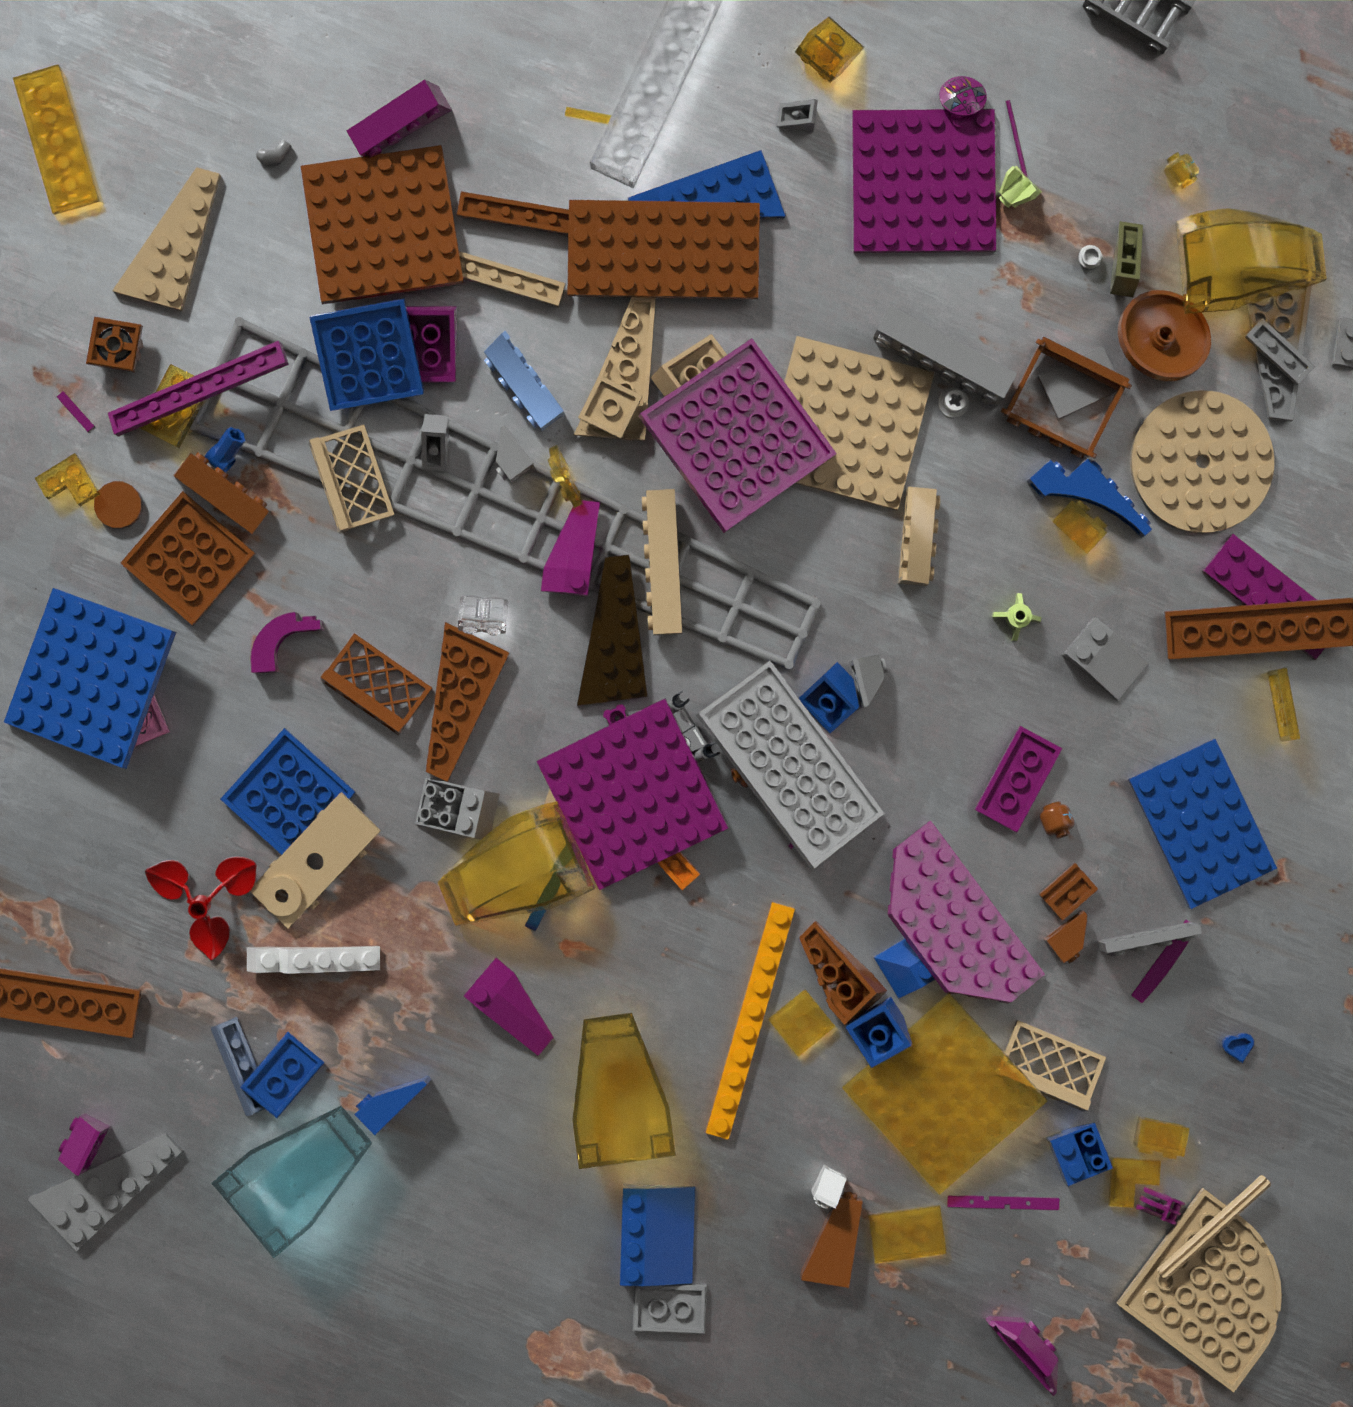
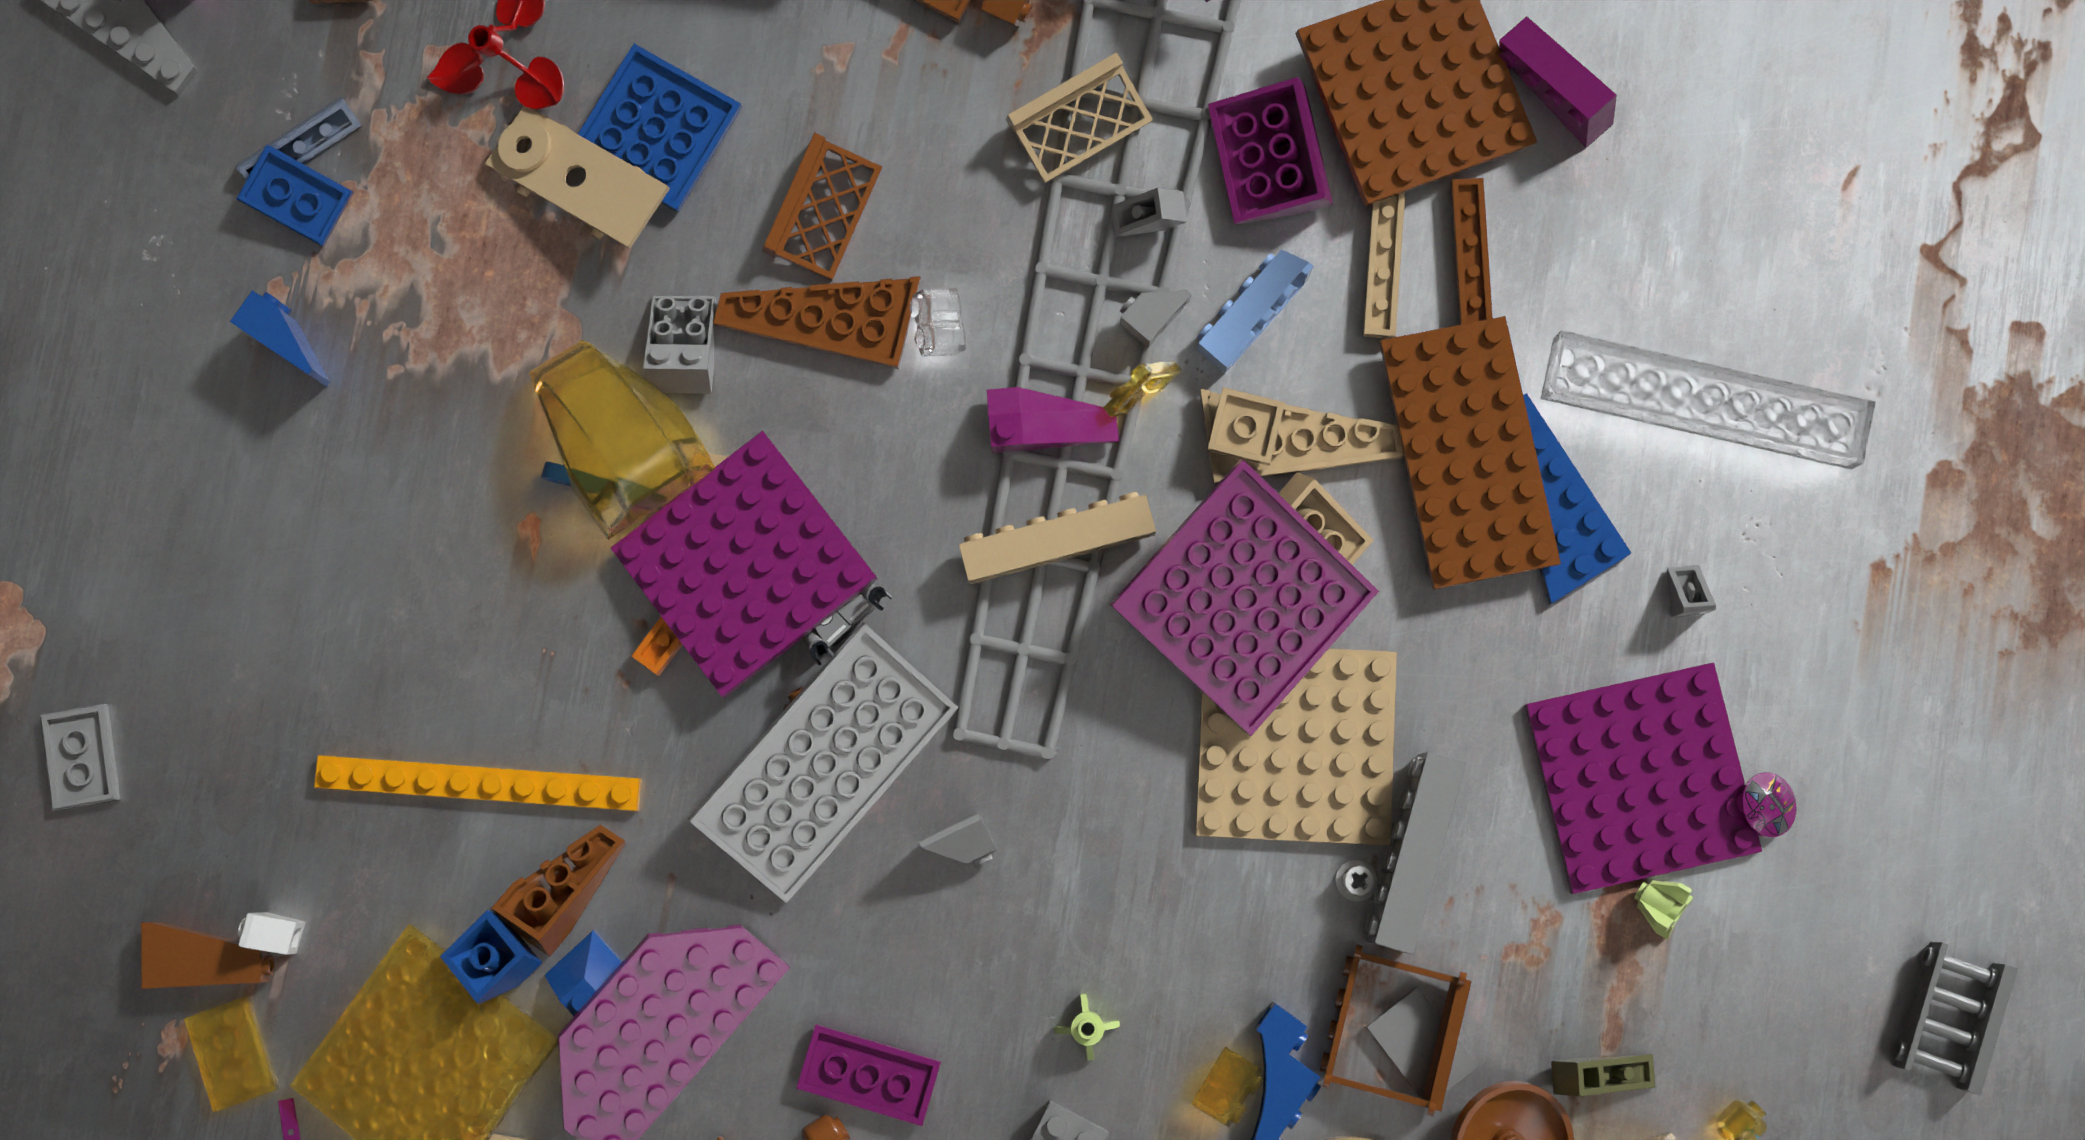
camera: 80 degrees right, 5 degrees down
(268, 641) = (849, 61): magenta arch -> none
(293, 1177) = (156, 229): clear light blue windscreen -> none
(312, 959) = (448, 202): white arch -> none
(367, 354) = (1242, 101): blue plate -> none
(508, 1004) = (439, 461): magenta wedge -> none
(588, 115) = (1621, 317): clear yellow piece -> none
(614, 650) = (927, 502): dark brown wing -> none
(618, 711) = (844, 515): magenta plate -> none
(618, 1097) = (335, 628): clear yellow windscreen -> none
(657, 1235) = (171, 719): blue slope -> none
(801, 1022) = (487, 852): clear yellow plate -> none
(829, 49) = (1786, 613): clear yellow slope -> none
(831, 698) = (926, 799): blue slope -> none
(918, 536) = (1166, 869): tan wedge -> none
(1016, 138) = (1731, 889): magenta axle -> none
(1090, 257) = (1594, 1024): white plate -> none

